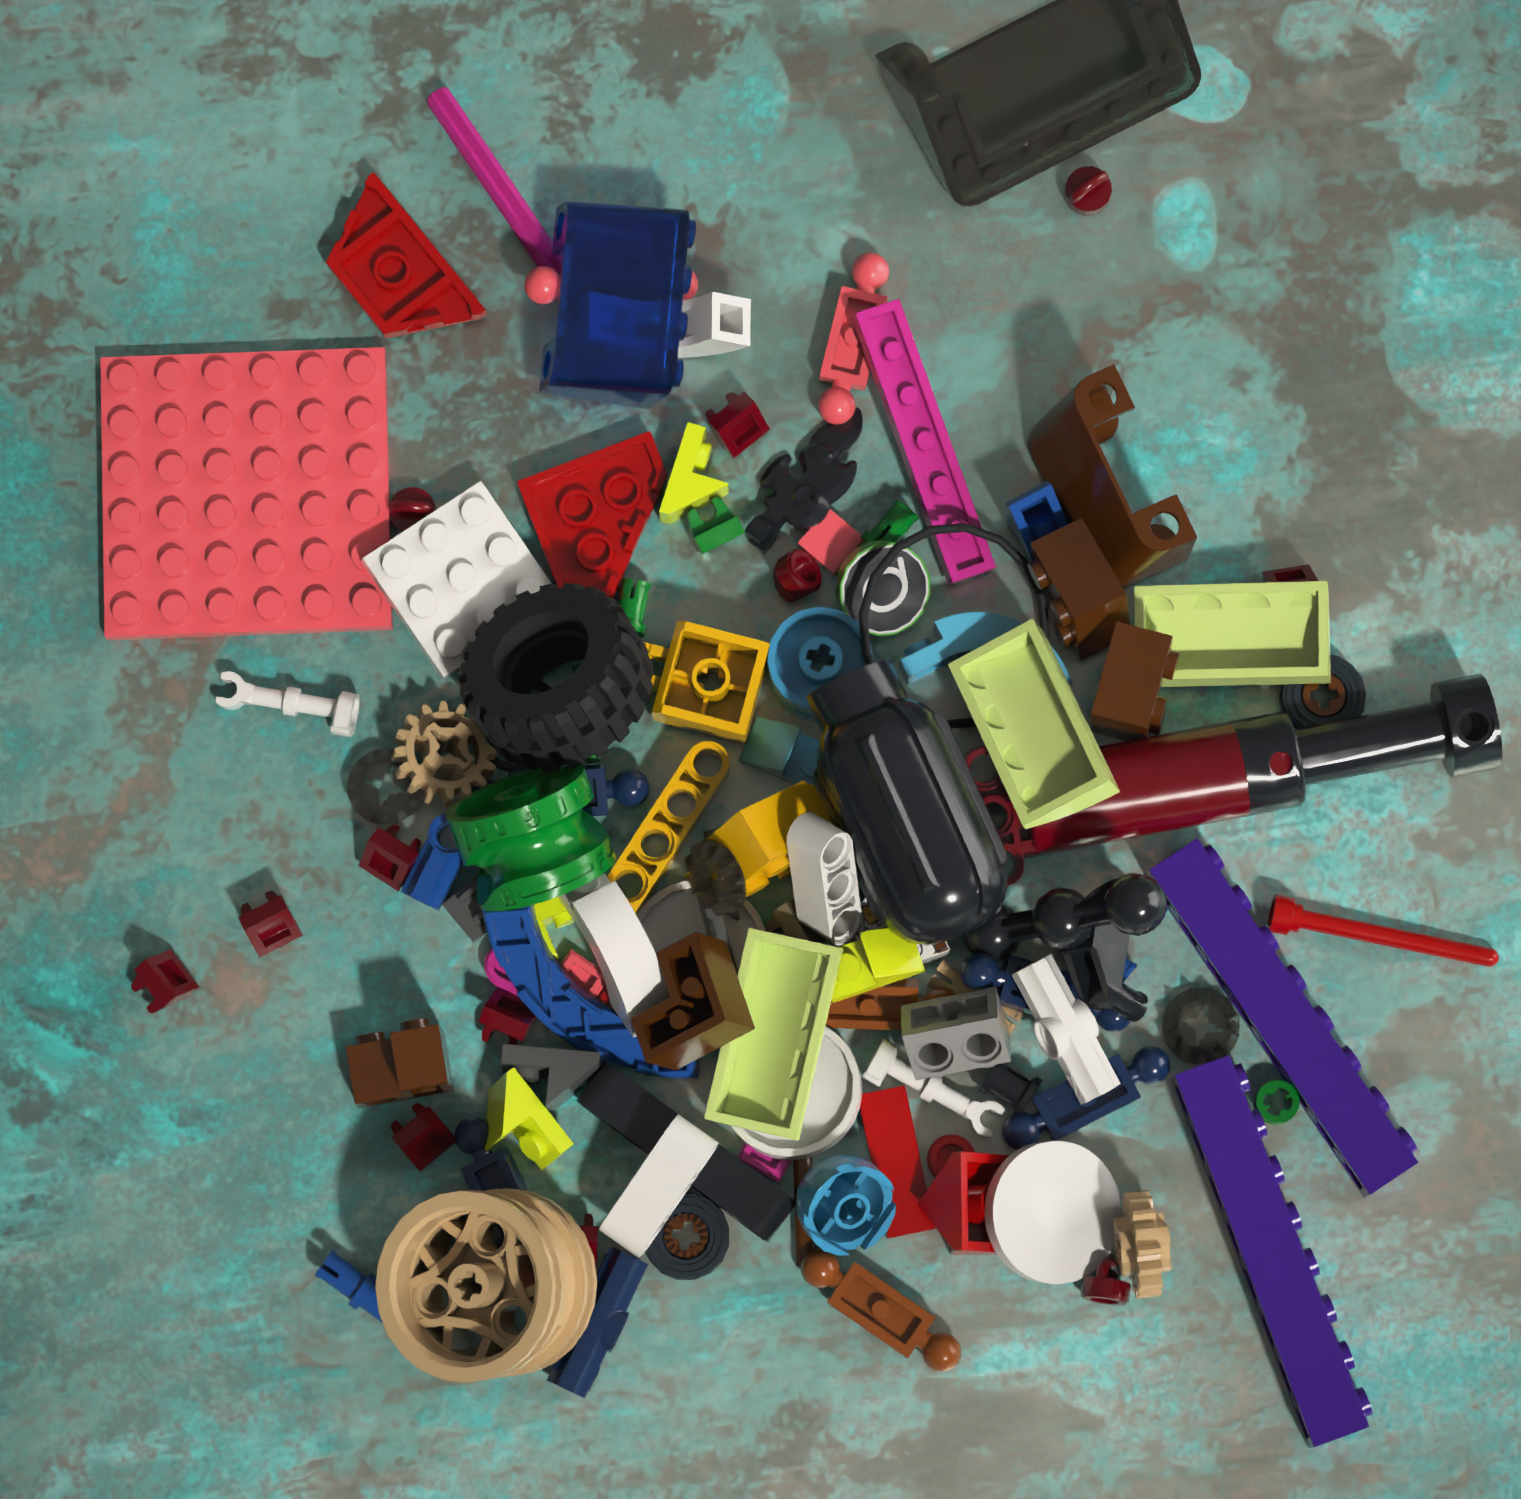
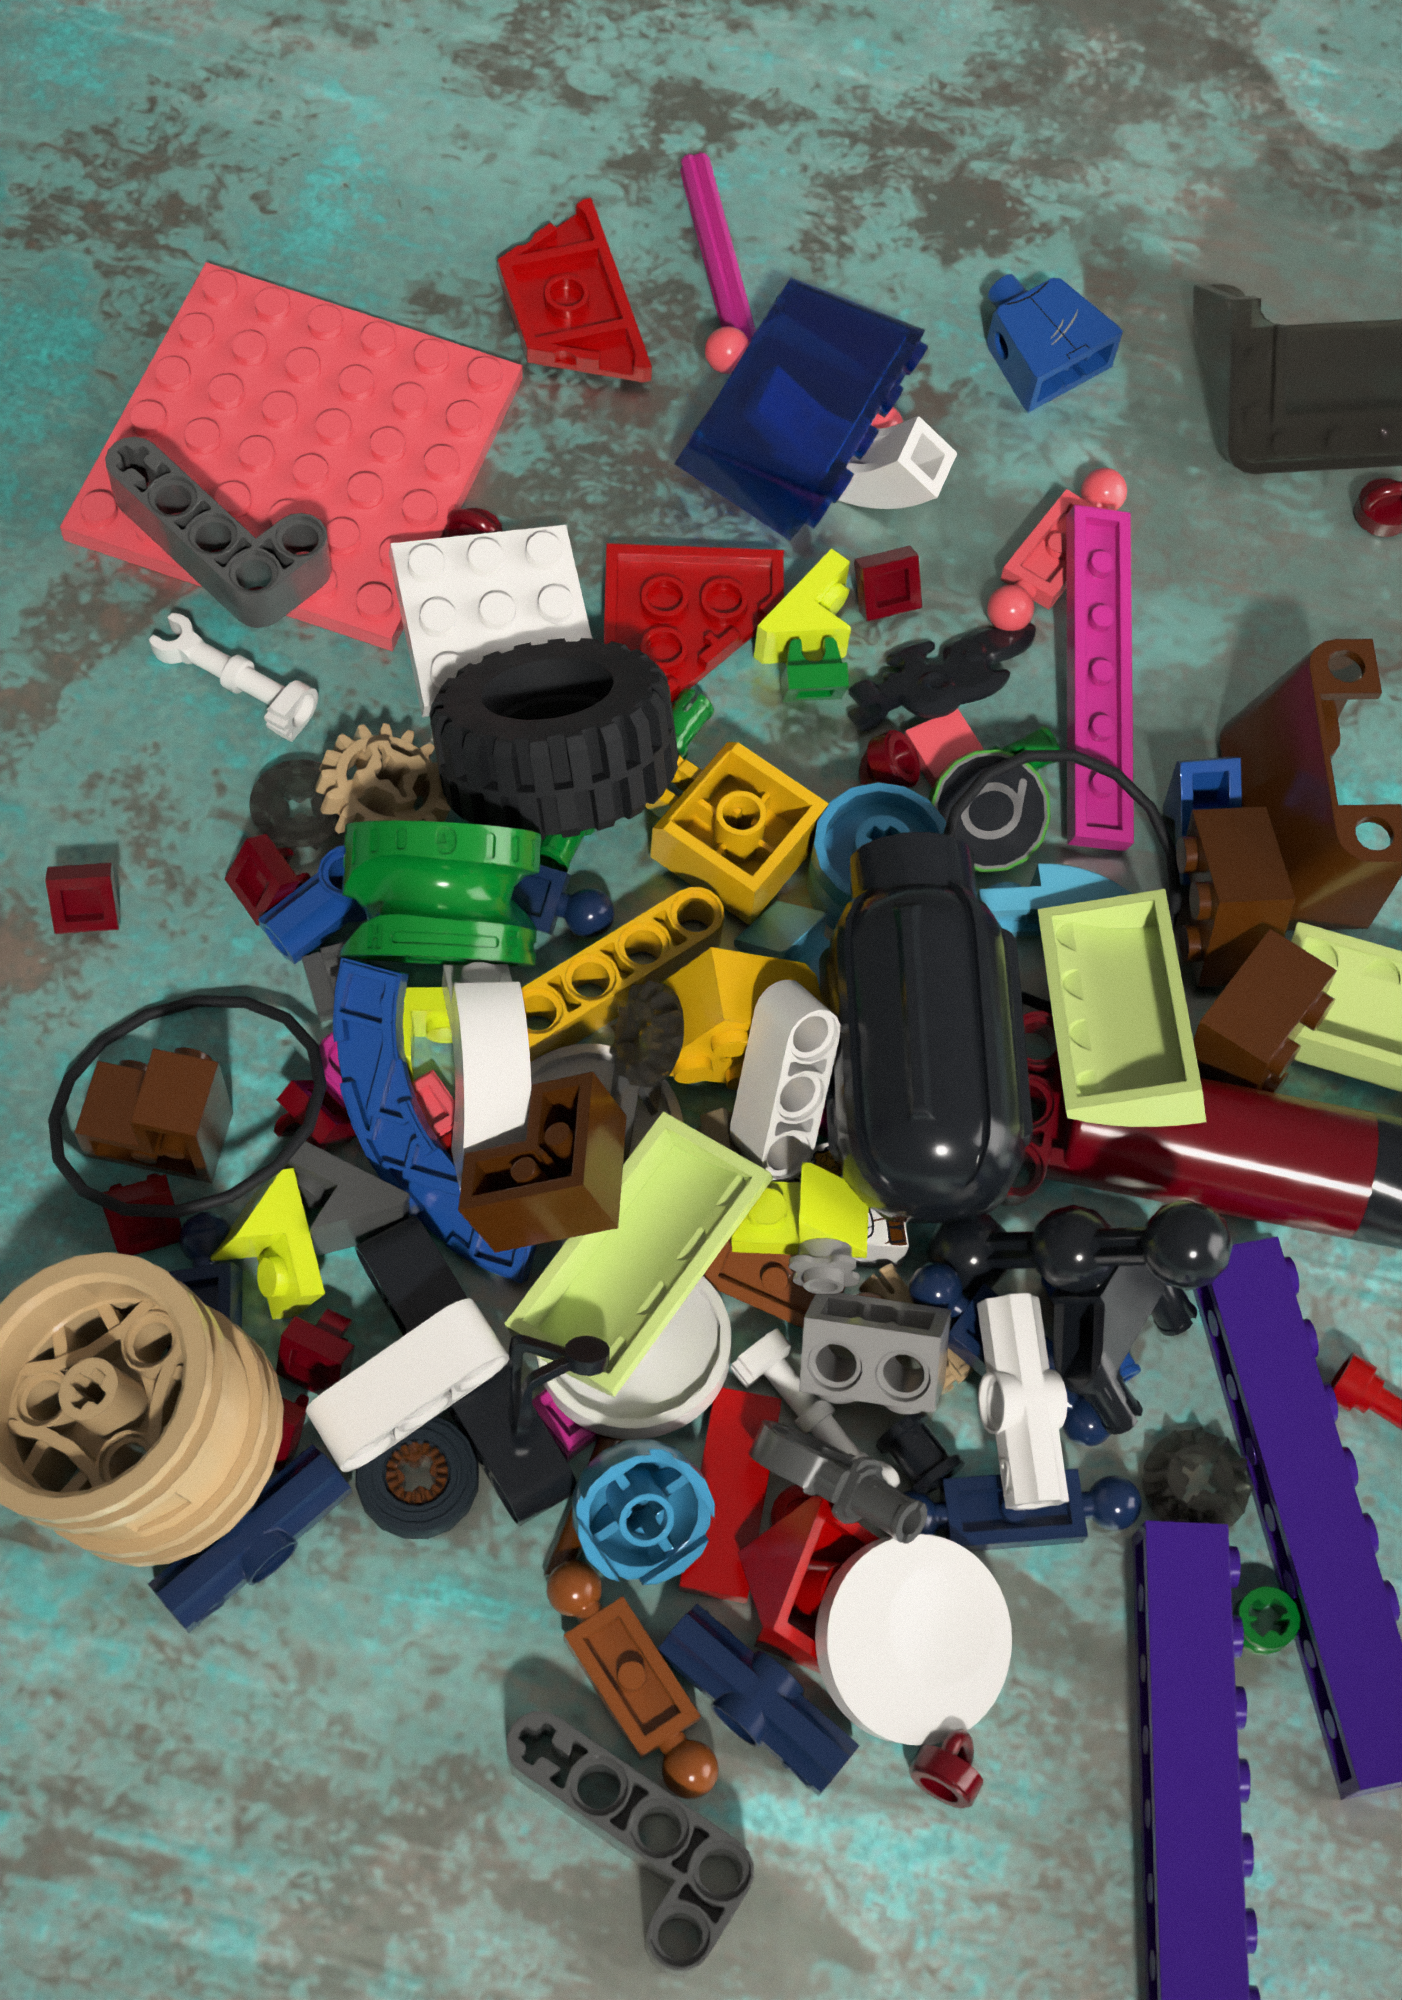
camera: 15 degrees right, 15 degrees down
(223, 601) = (207, 526): none -> dark grey beam
(475, 1117) = (211, 1201): none -> black piece
(585, 1185) = (316, 1354): none -> dark red tile
(767, 1125) = (580, 1355): none -> black piece
(777, 150) = (1048, 339): none -> blue torso
(900, 992) = (824, 1266): none -> light grey plate
(913, 1406) = (619, 1828): none -> dark grey beam
(962, 1131) = (840, 1478): none -> dark grey pin
(967, 1290) = (757, 1699): none -> dark blue piece
(1142, 1244) = (1021, 1728): tan gear -> none

